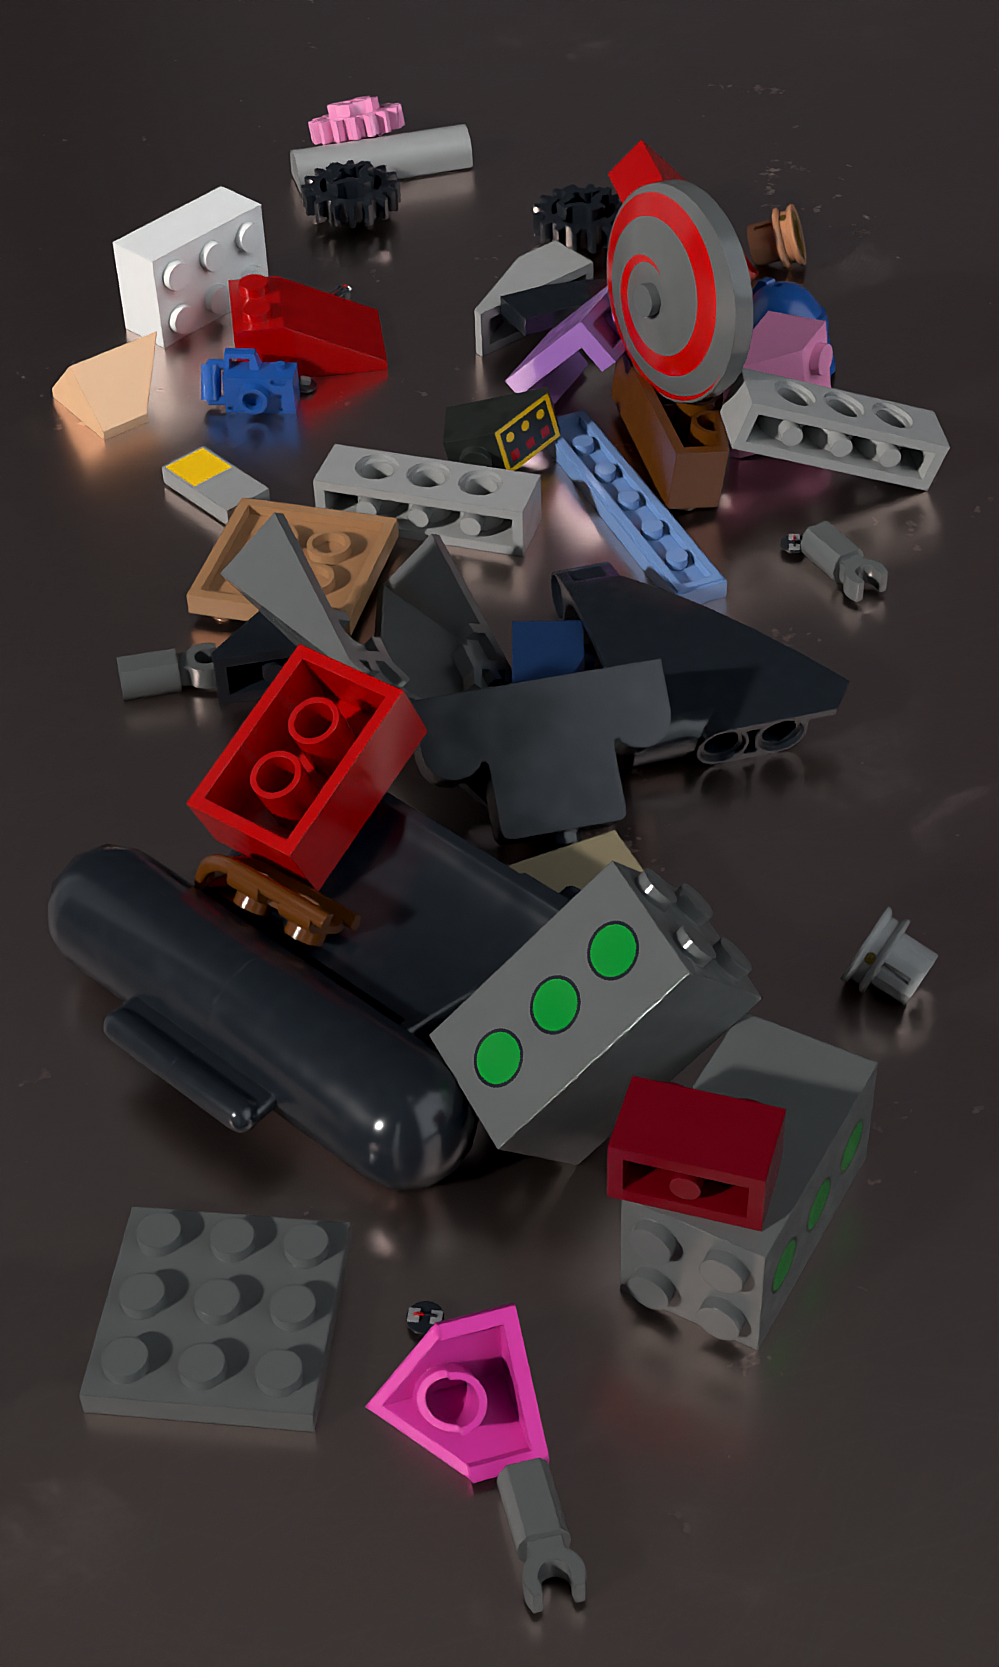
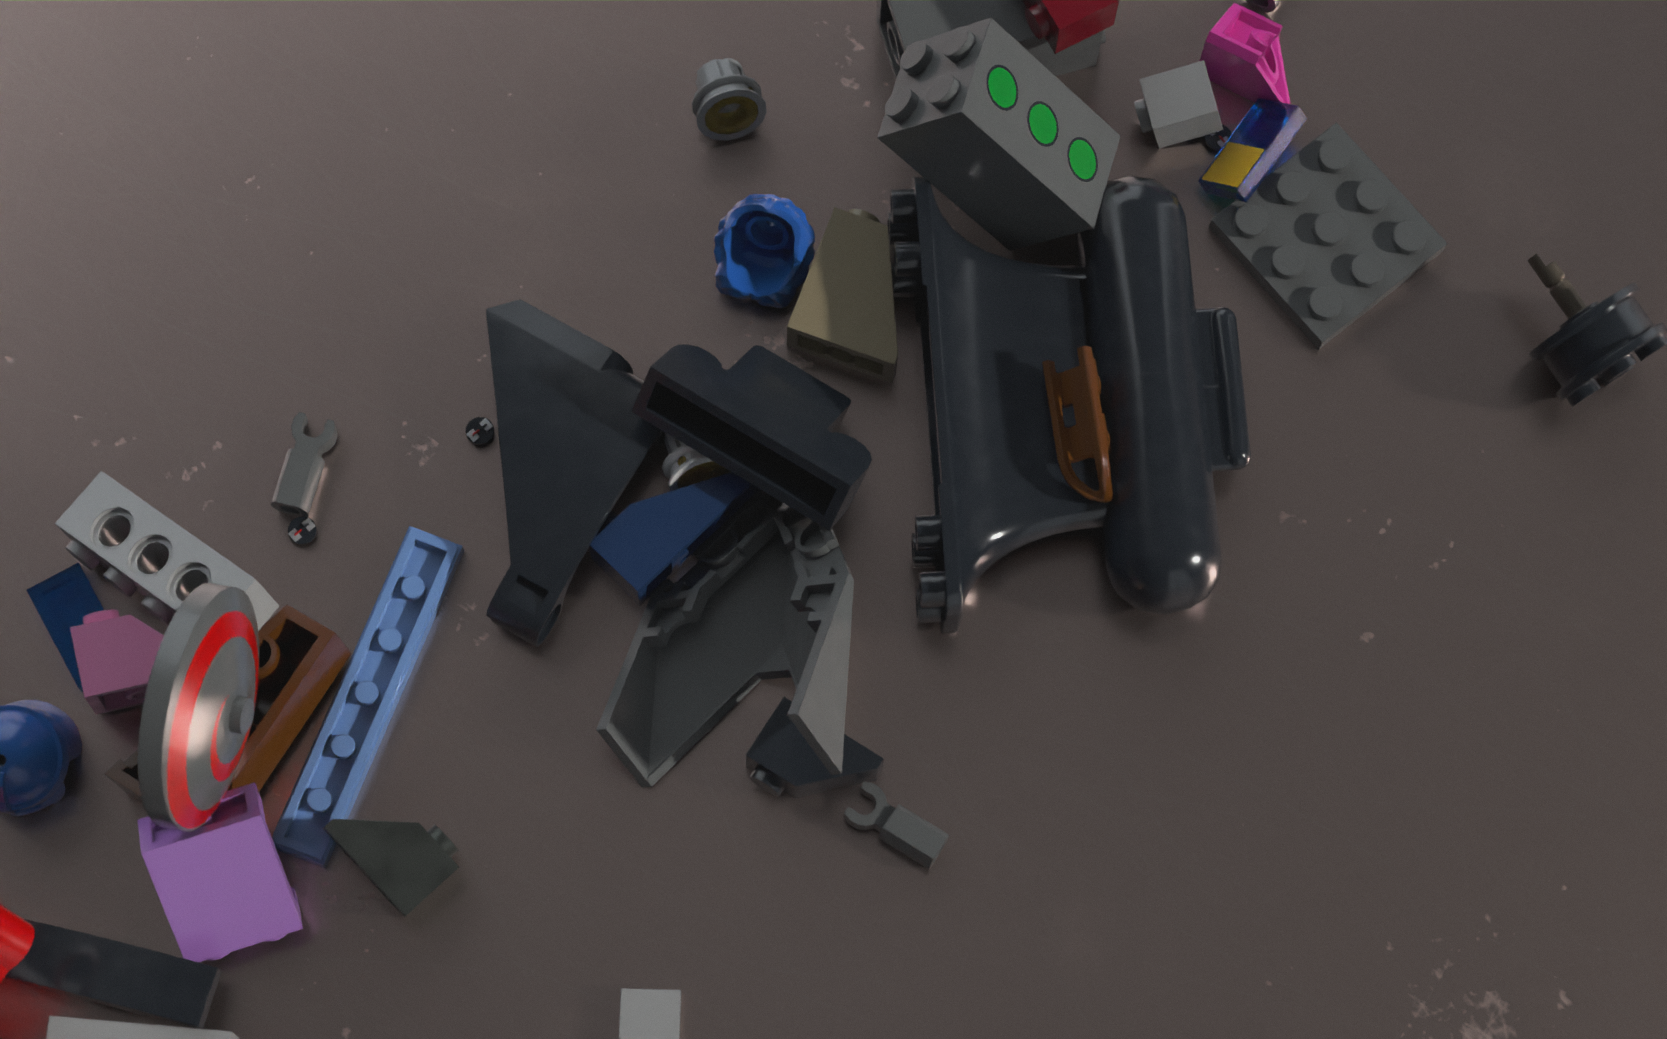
camera: 140 degrees left, 30 degrees up
(308, 766) = (990, 464): red brick -> none
(341, 547) = (695, 861): medium nougat plate -> none
(369, 1307) = (1252, 149): none -> clear blue tile
(430, 496) = (489, 751): light grey brick -> none
(485, 1269) = (1178, 105): none -> light grey brick
(729, 883) = (763, 250): none -> blue hair

